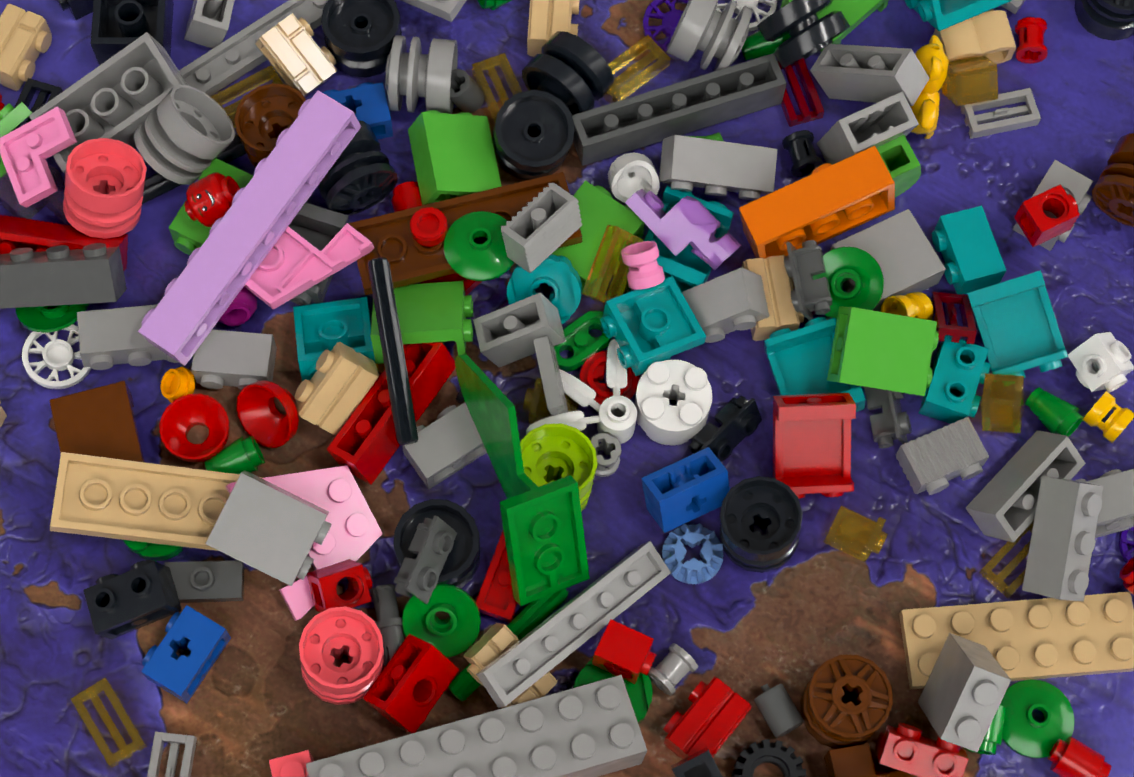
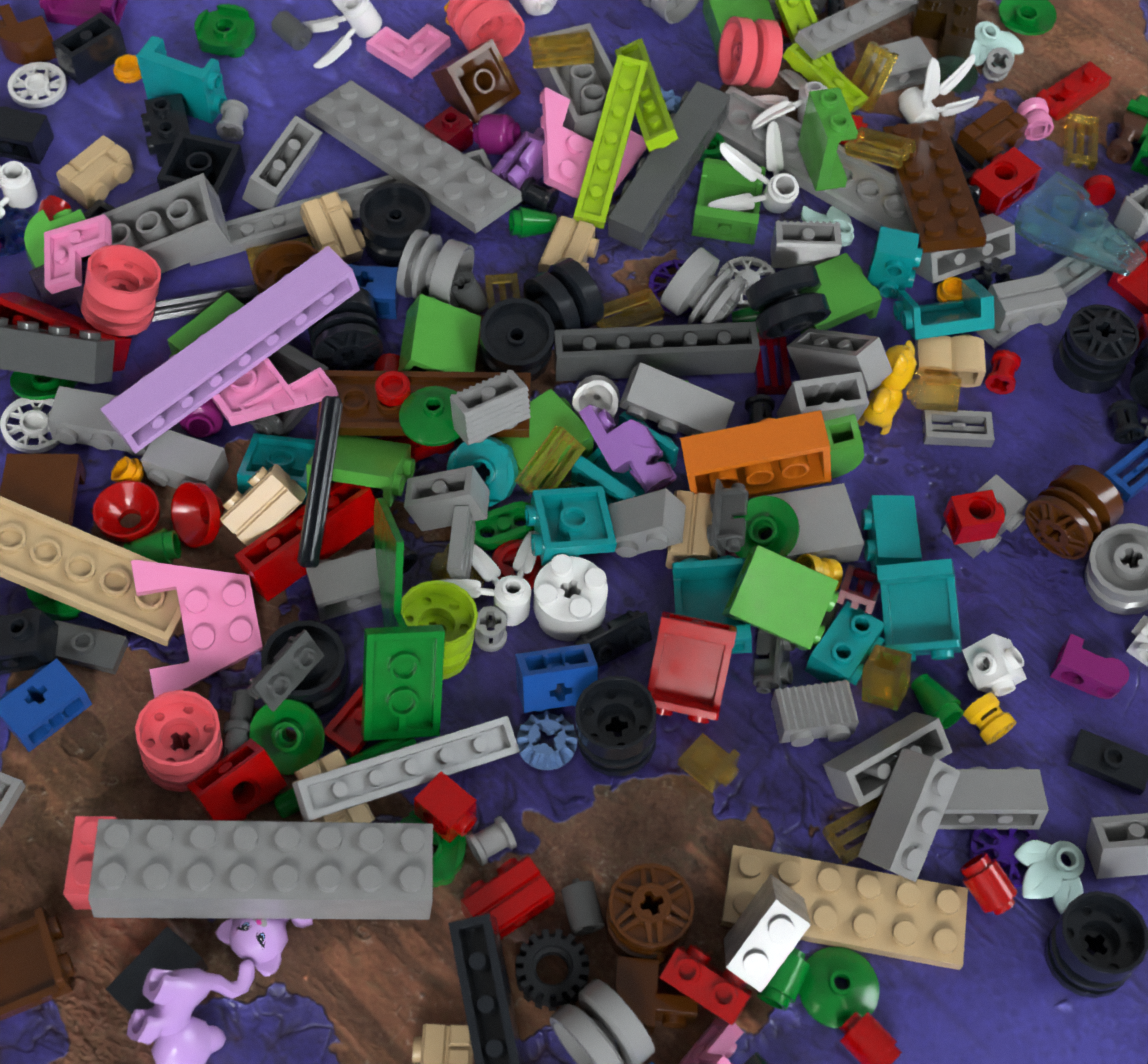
camera: 15 degrees right, 10 degrees down
(184, 134) = (205, 263): light grey wheel -> none
(210, 198) = (206, 315): red head -> none
(269, 528) = (153, 607): light grey brick -> none
(325, 580) = (189, 669): red brick -> none
(643, 265) = (577, 468): bright pink wheel -> none

